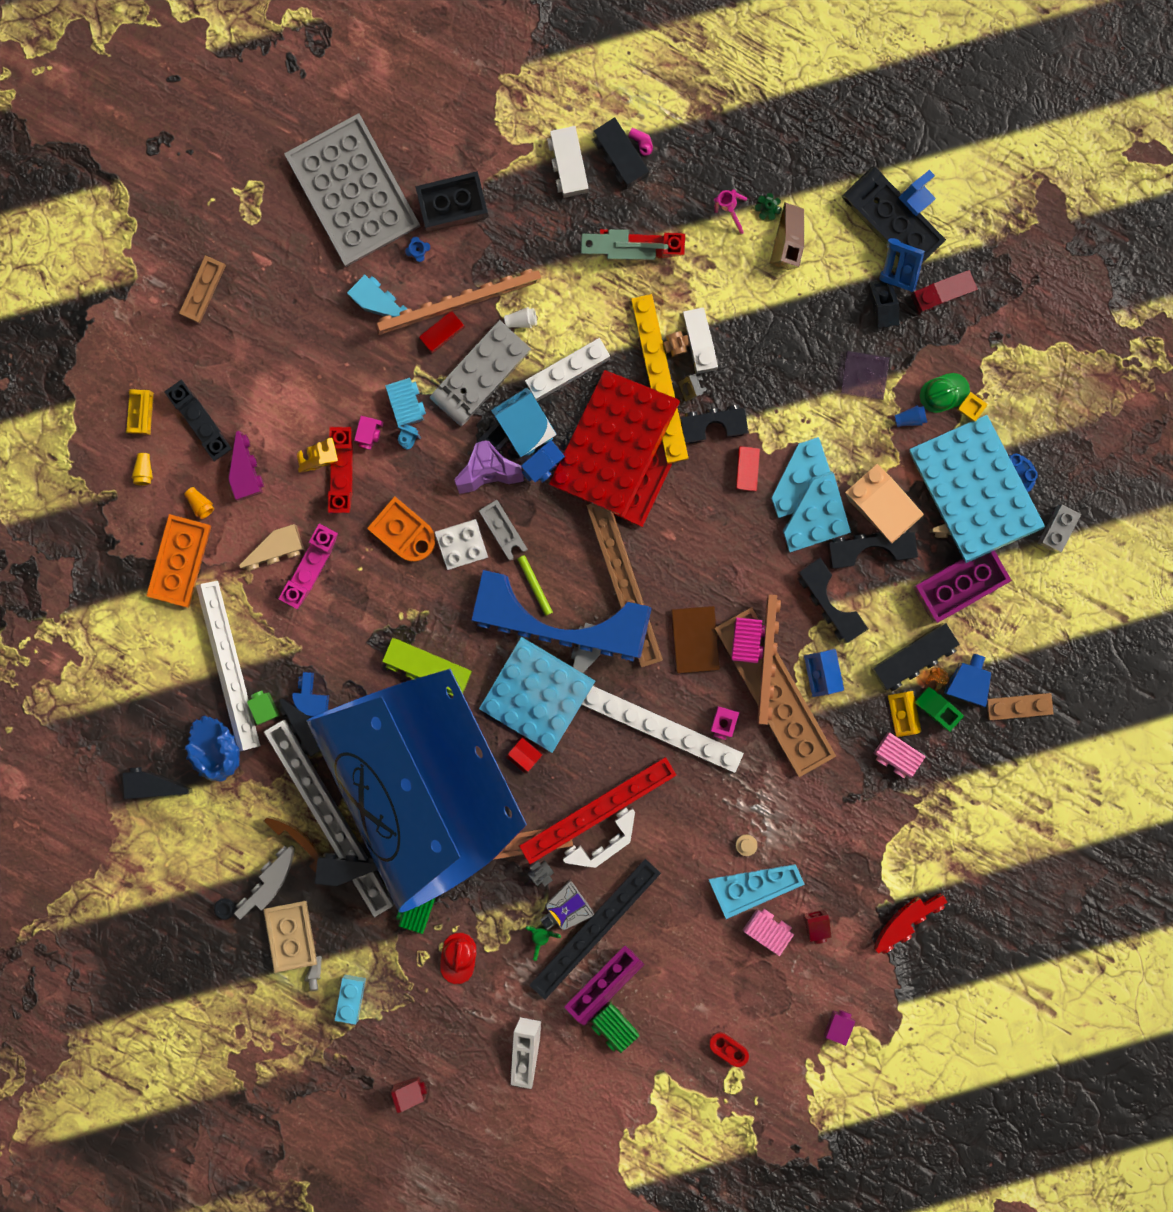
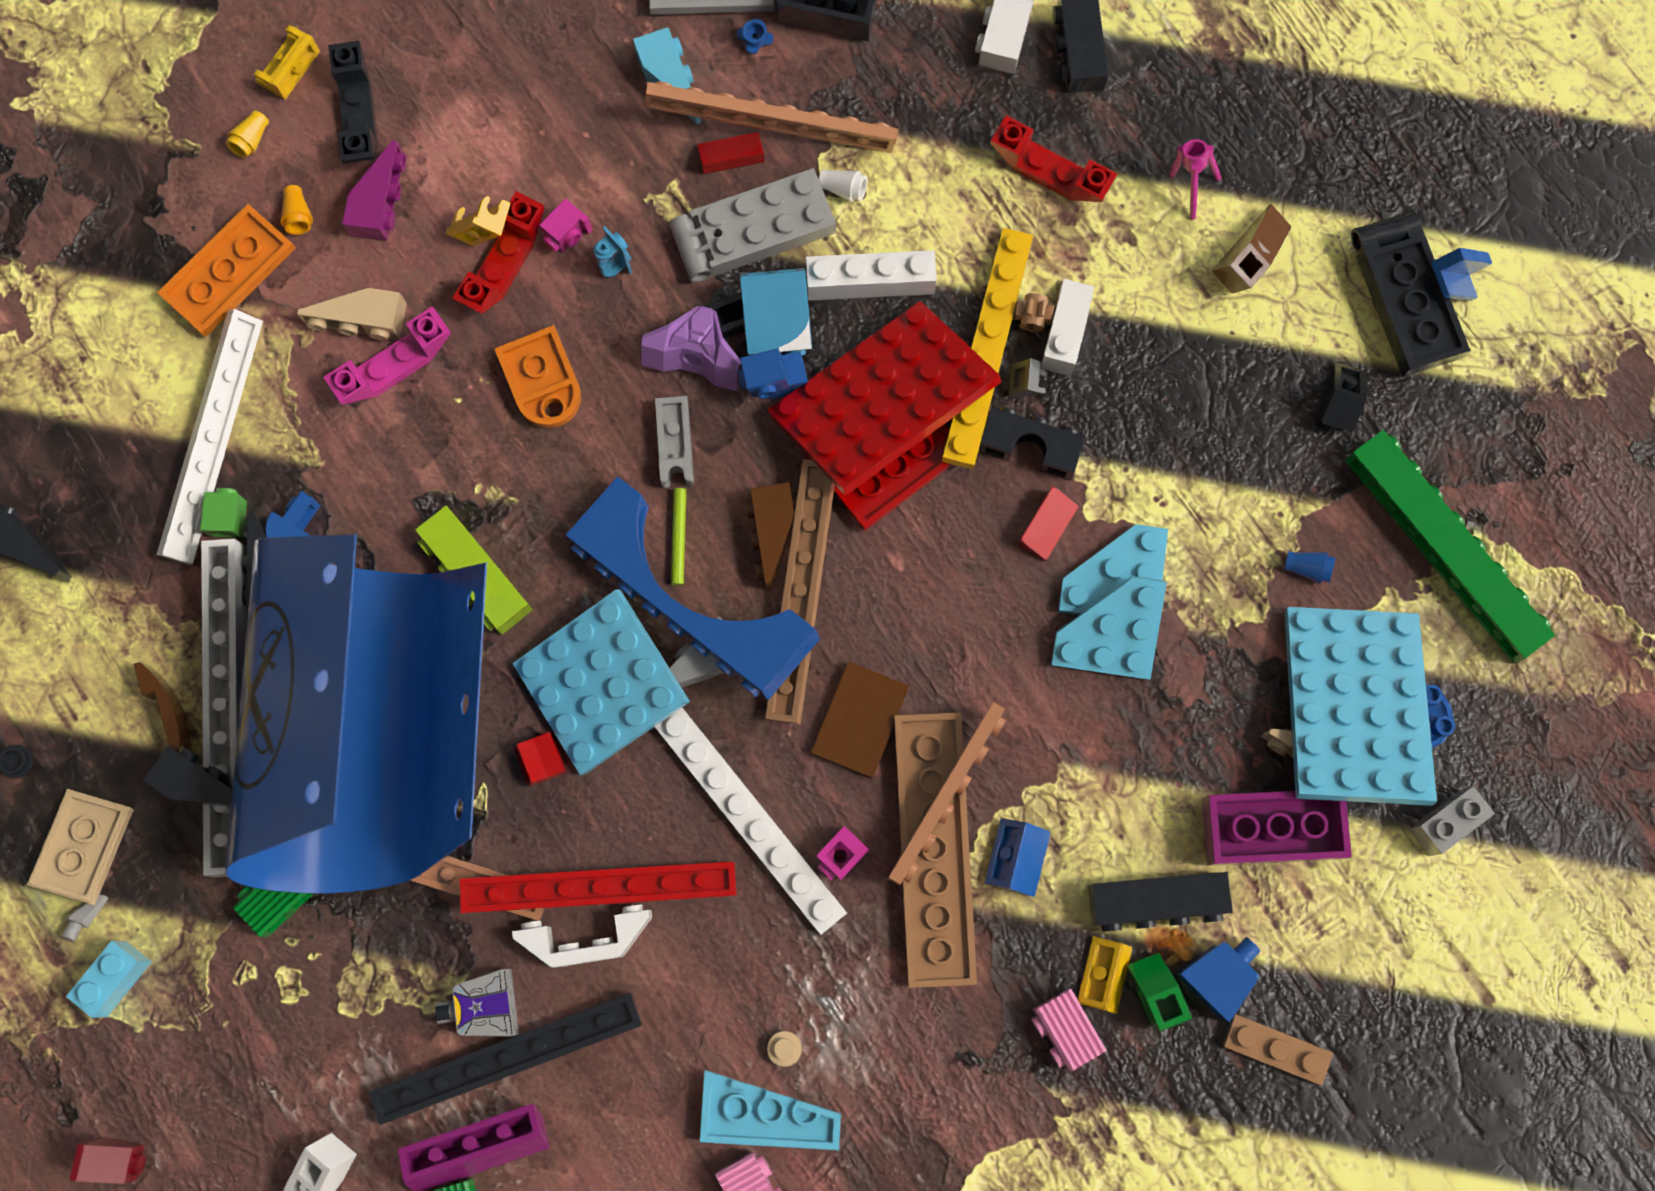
camera: 25 degrees right, 10 degrees down
(212, 749) = (123, 535): blue hair -> none
(273, 878) = (103, 753): light grey slope -> none
(405, 403) = (634, 212): medium azure brick -> none
(458, 958) = (294, 1000): red piece -> none
(461, 544) = (608, 431): white hinge -> none
(540, 873) = (472, 936): dark grey gear -> none
(540, 937) = (421, 1029): green plant -> none
(586, 547) = (774, 522): none -> reddish brown slope
(616, 246) = (1018, 146): sand green piece -> none
(643, 139) = (1119, 43): dark pink arm -> none
(747, 640) = (930, 753): dark pink brick -> none
(765, 209) = (1244, 201): dark green plant -> none
(844, 553) = (1210, 731): black arch -> none
(846, 624) = (1083, 803): black arch -> none
(865, 375) = (1271, 480): clear purple tile -> none
(884, 503) = (1217, 659): light nougat slope -> none
(908, 265) = (1400, 360): blue plate -> none
(943, 292) = (1431, 420): slope -> none
(944, 392) = (1371, 557): green piece -> none
(972, 407) = (1403, 593): yellow plate -> none
(986, 365) = (1450, 547): none -> green brick

